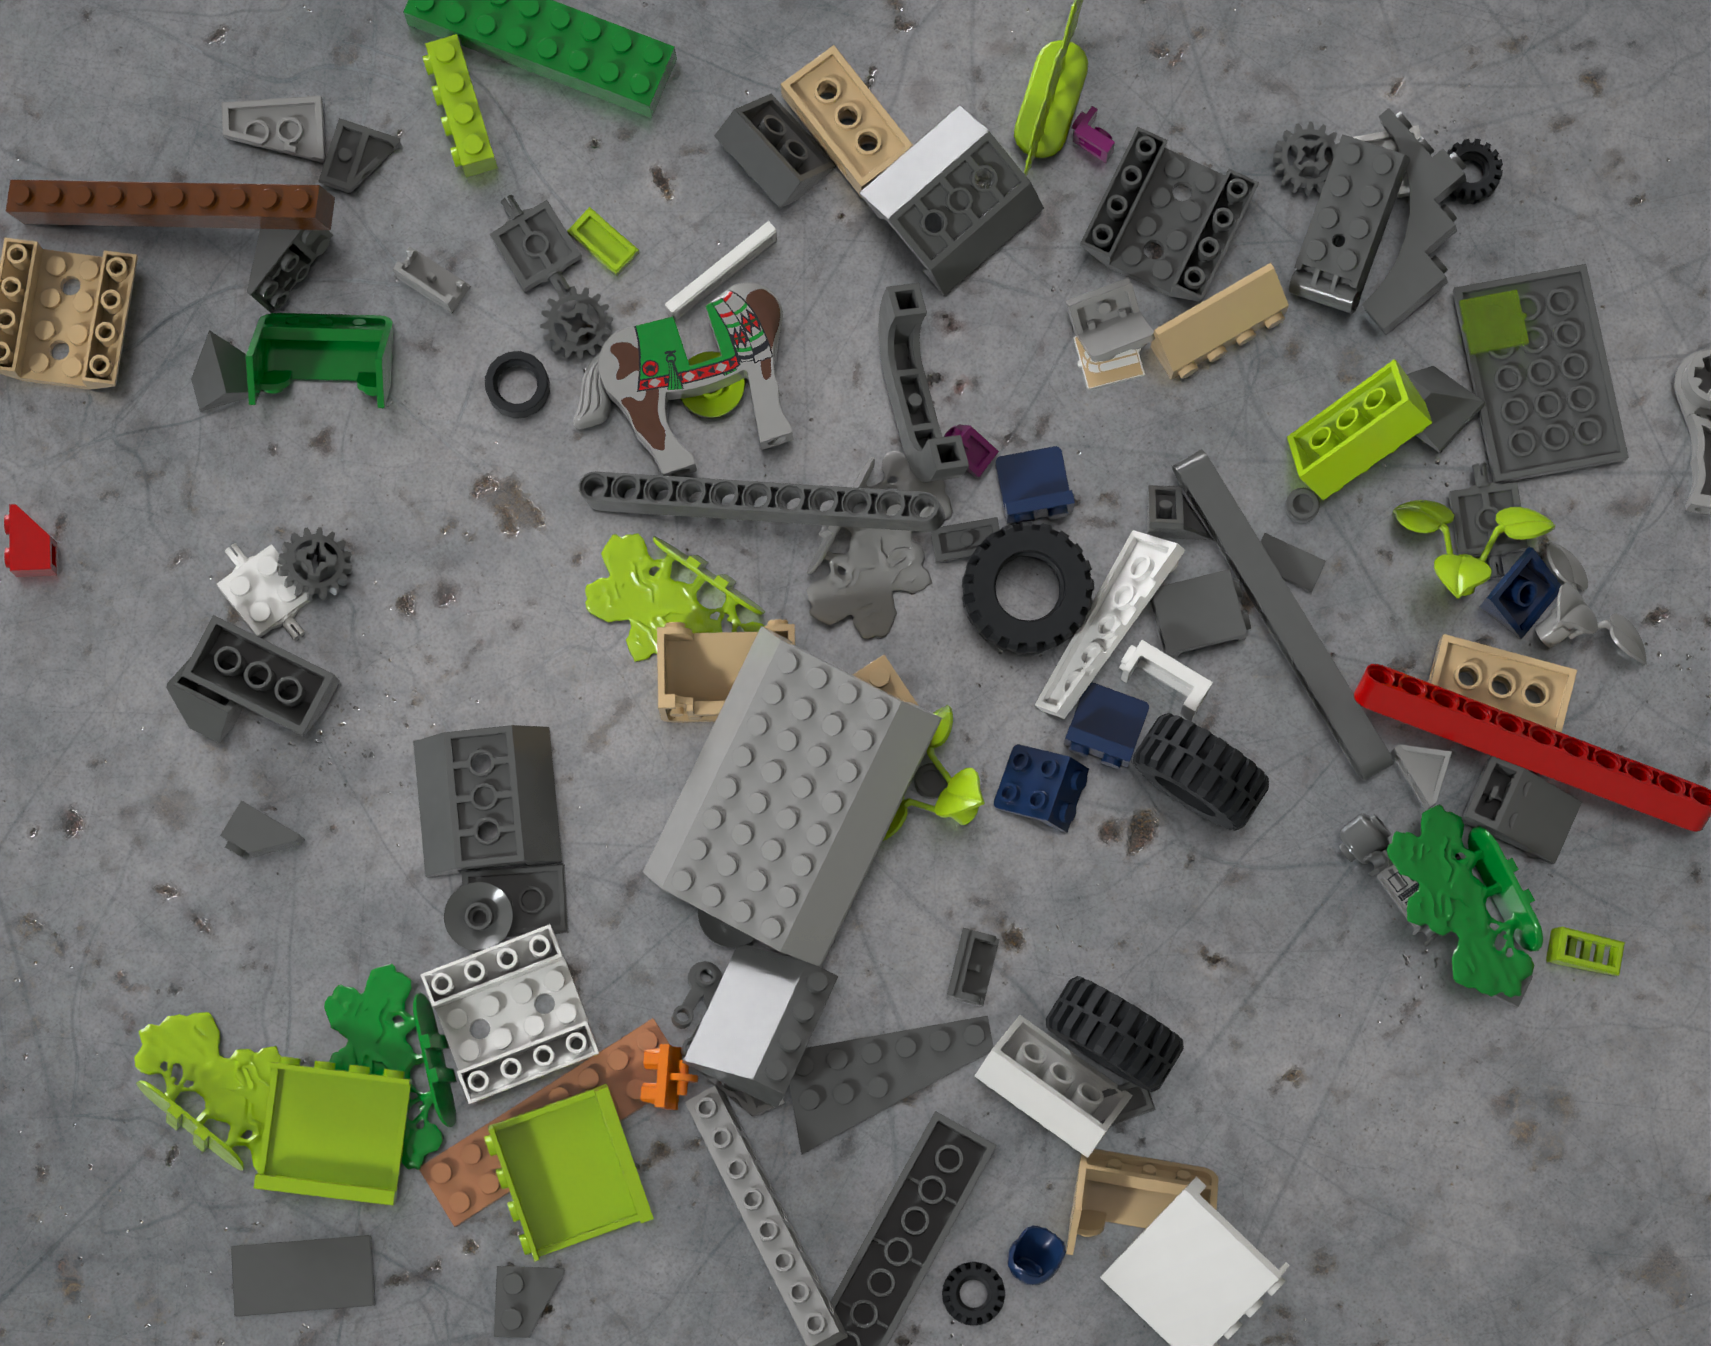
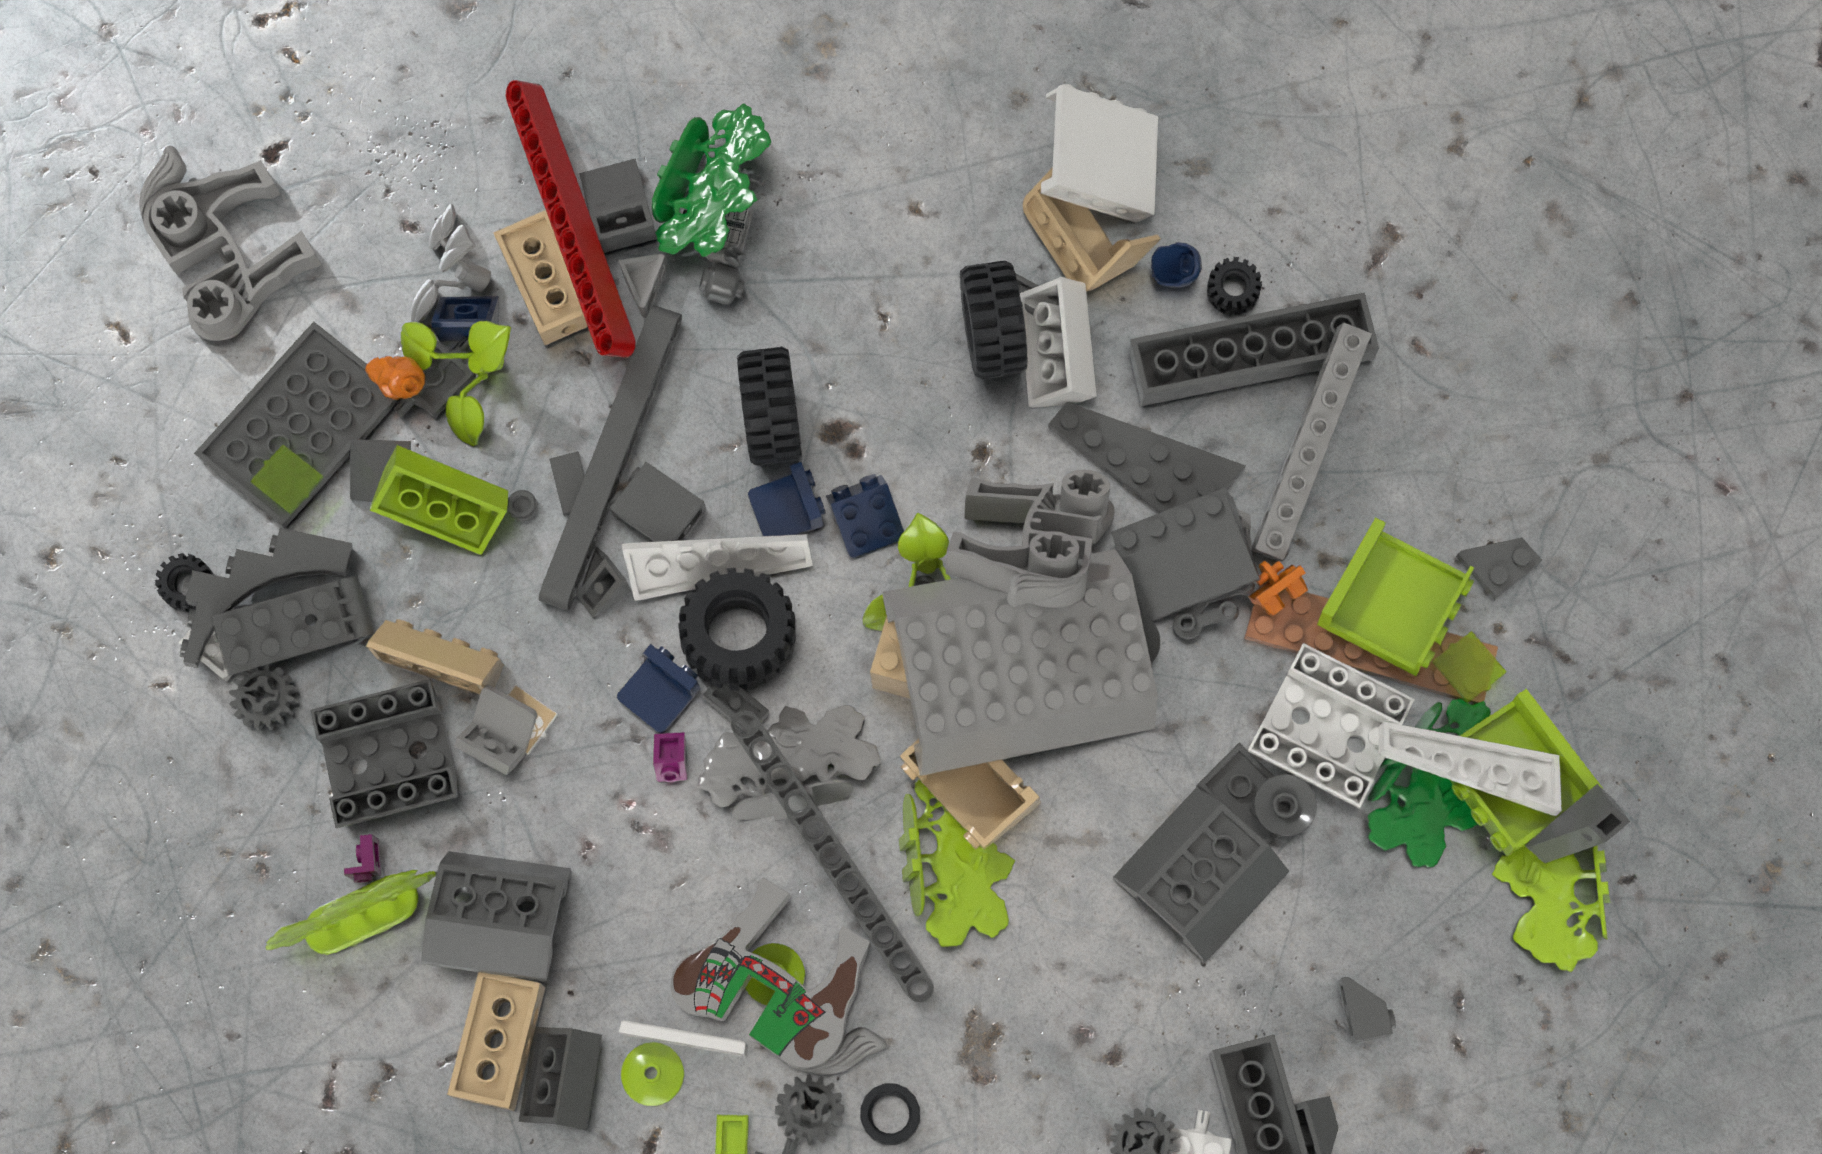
camera: 130 degrees left, 5 degrees down
(236, 1145) = (1582, 826): none -> dark grey slope
(302, 1275) = (1621, 719): dark grey tile -> none
(344, 1112) = (1495, 768): none -> white wing
(456, 1181) = (1469, 667): none -> clear neon green piece
(711, 242) = (668, 1078): none -> lime dish
(842, 884) = (1056, 538): none -> light grey animal
(899, 329) = (648, 850): dark grey arch -> none
(972, 967) = (1026, 460): dark grey hinge -> none
(1169, 672) = (717, 460): white panel -> none
(1507, 482) = (396, 376): none -> orange head
(1557, 947) = (685, 112): lime slope -> none

